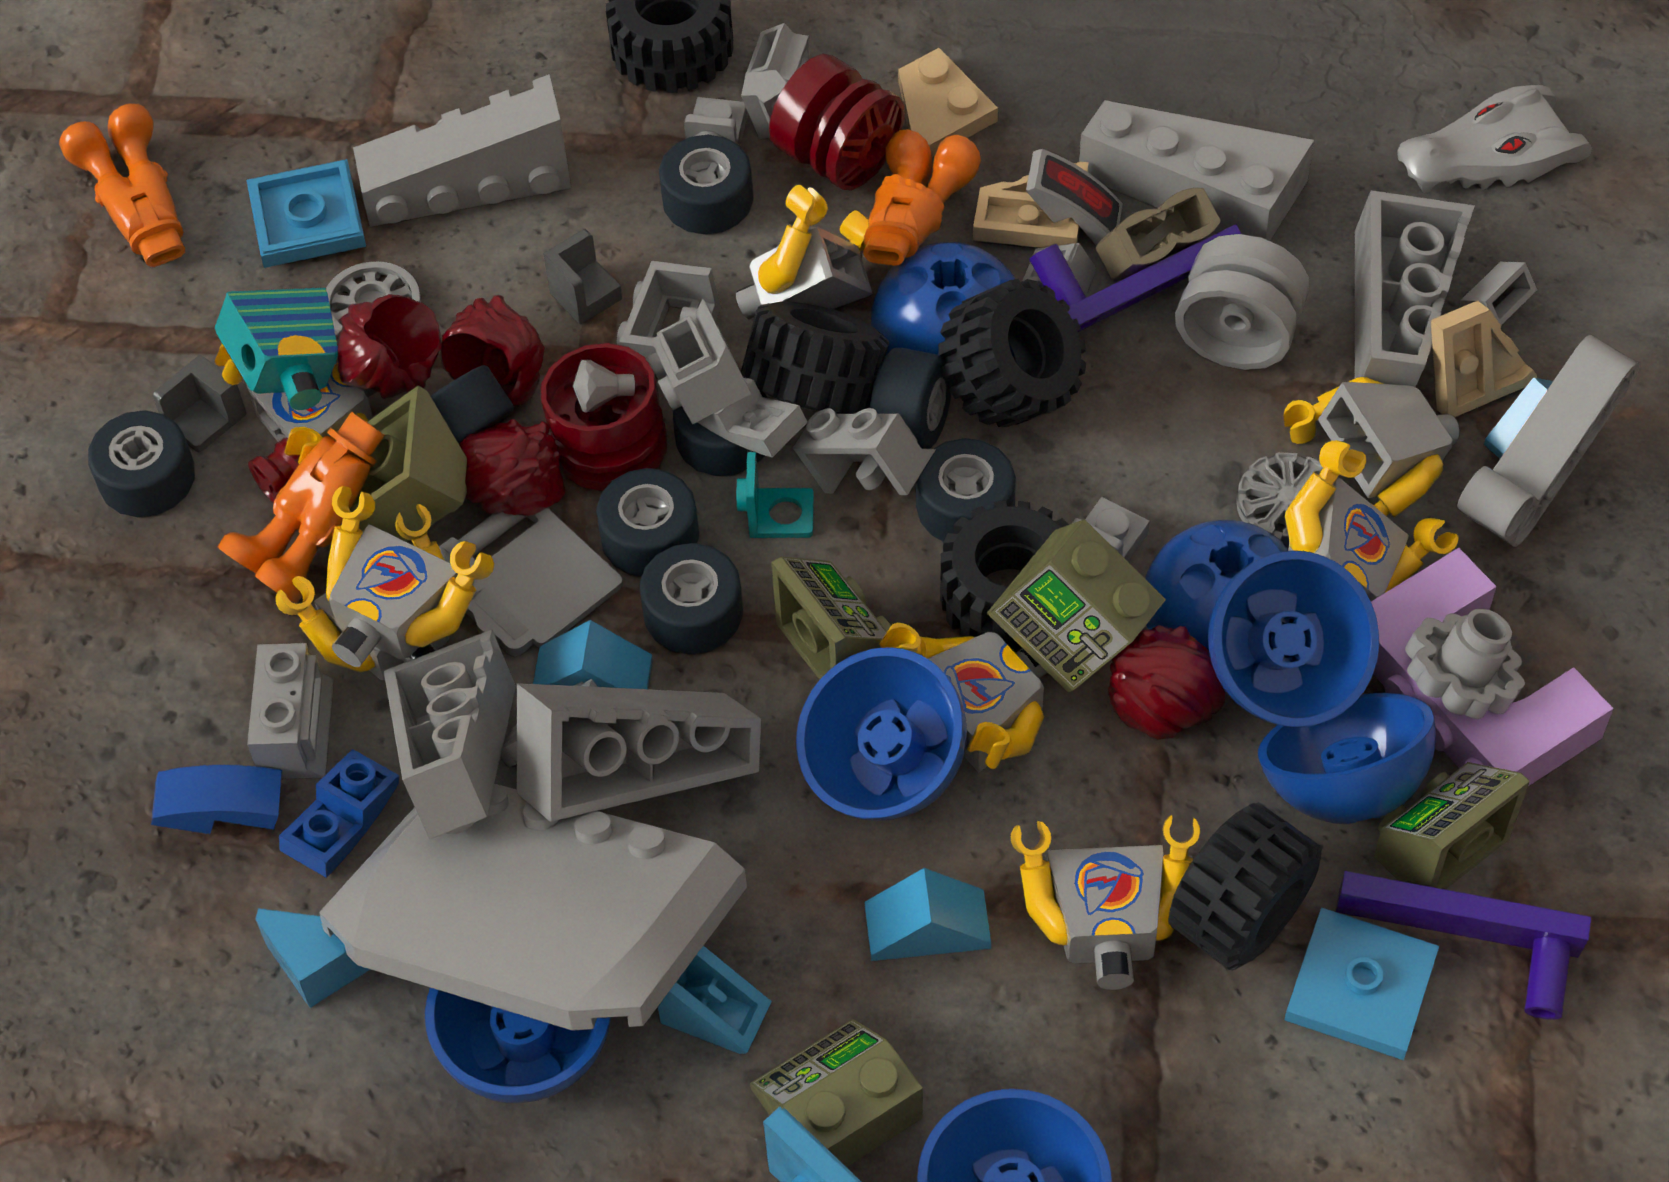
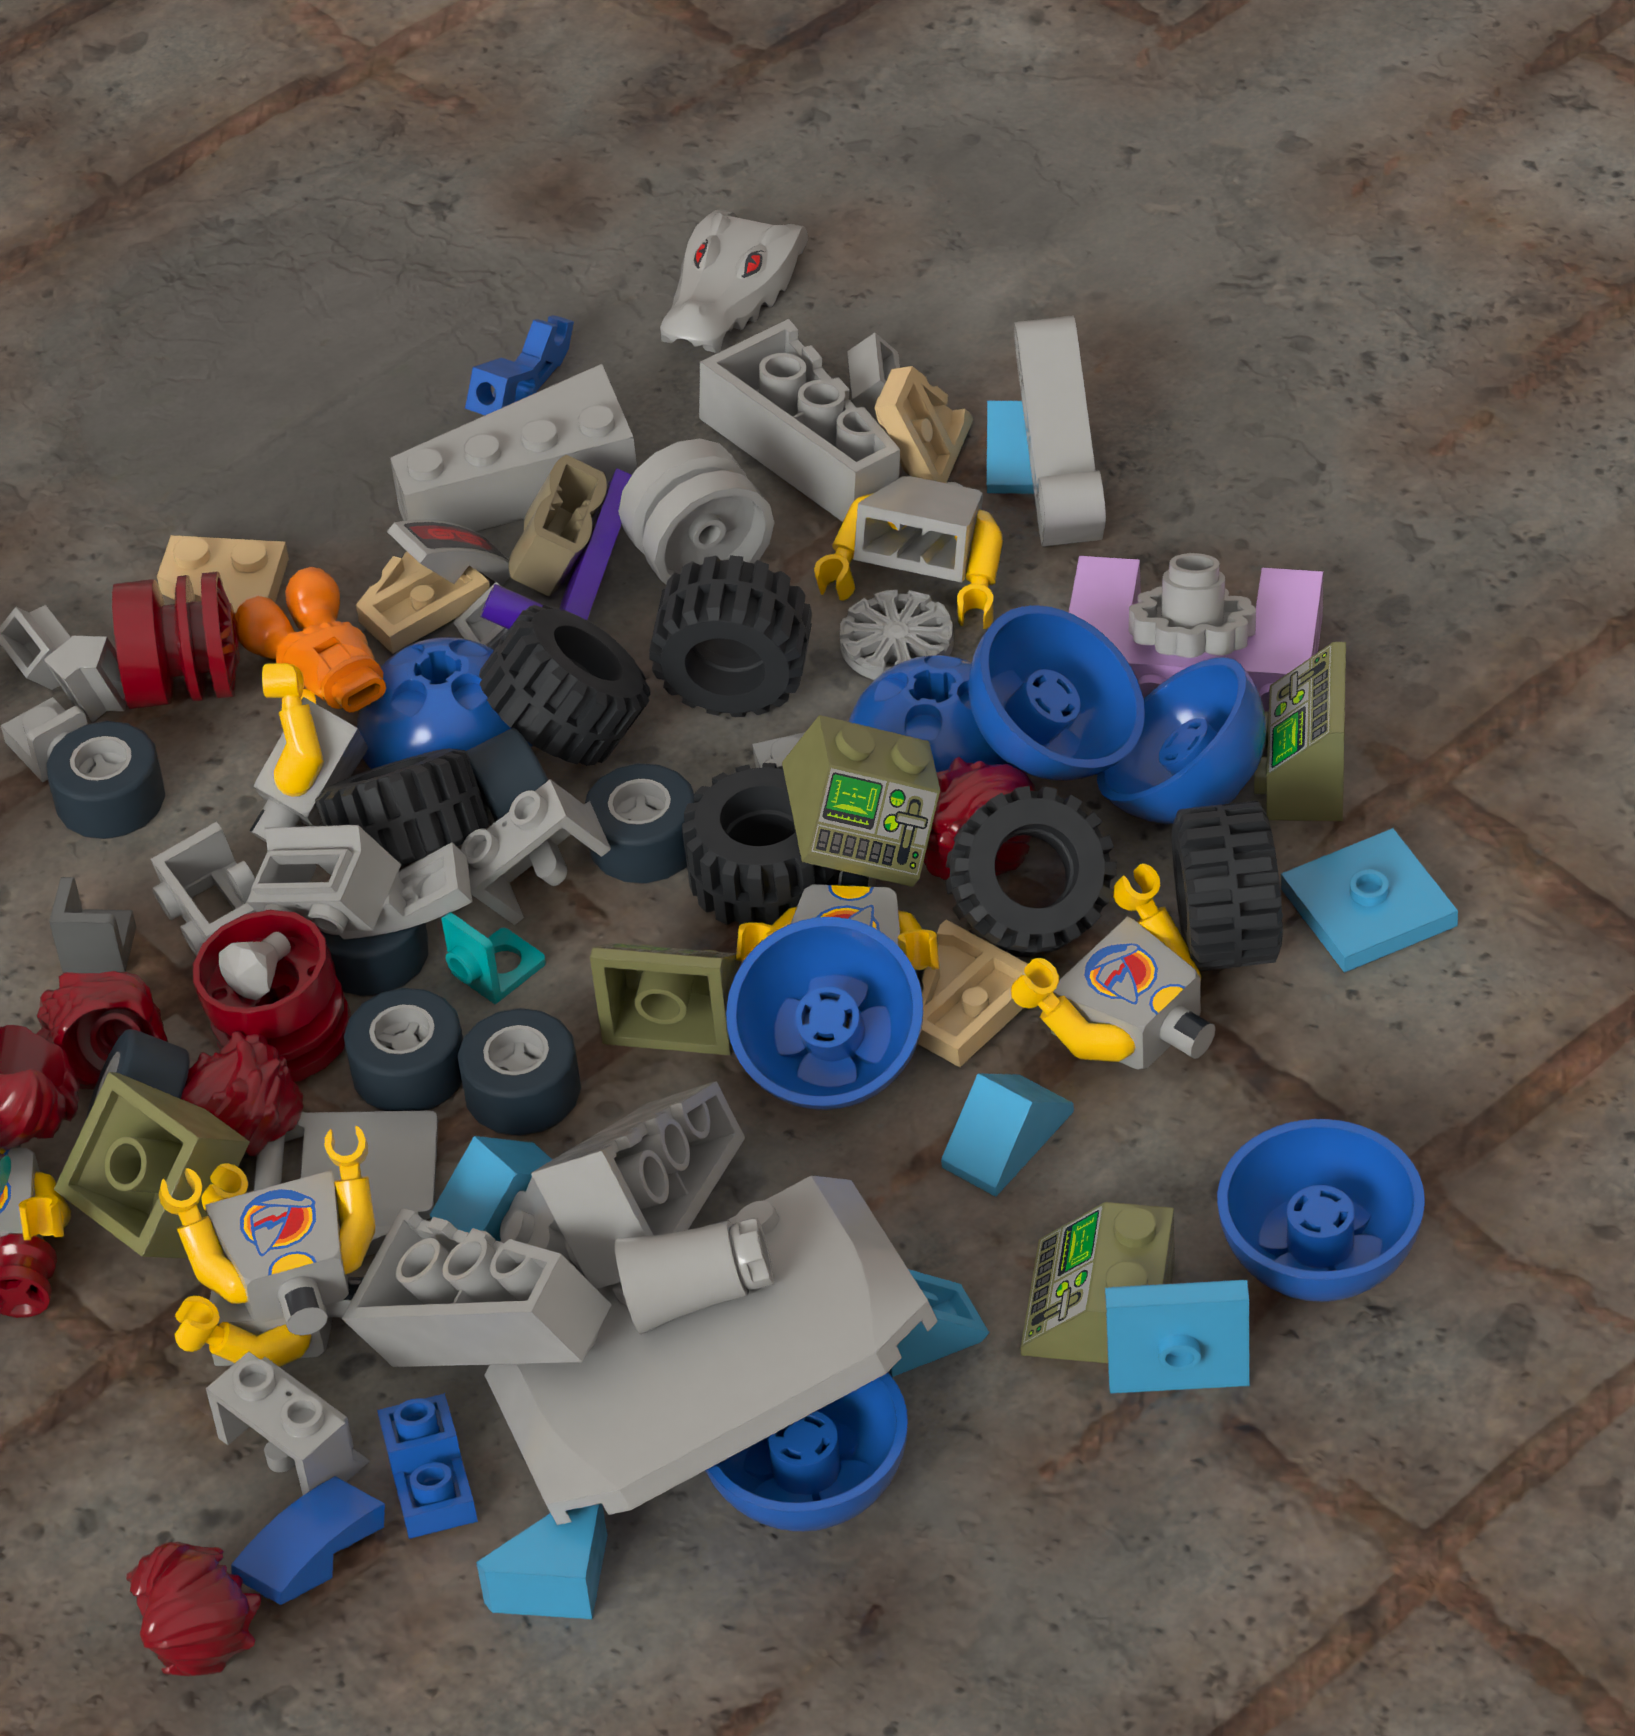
camera: 45 degrees left, 10 degrees down
(95, 780) = (192, 1608): none -> dark red hair
(308, 507) = (103, 1246): orange piece -> none
(542, 839) = (691, 1270): none -> light grey plant
(1013, 794) = (967, 995): none -> tan wing
(1086, 761) = (1068, 832): none -> black tyre
(1155, 408) = (731, 636): none -> black tyre
(1258, 107) = (514, 380): none -> blue piece
(1348, 529) = (970, 598): torso -> none
(1548, 932) = (1397, 786): dark purple piece -> none

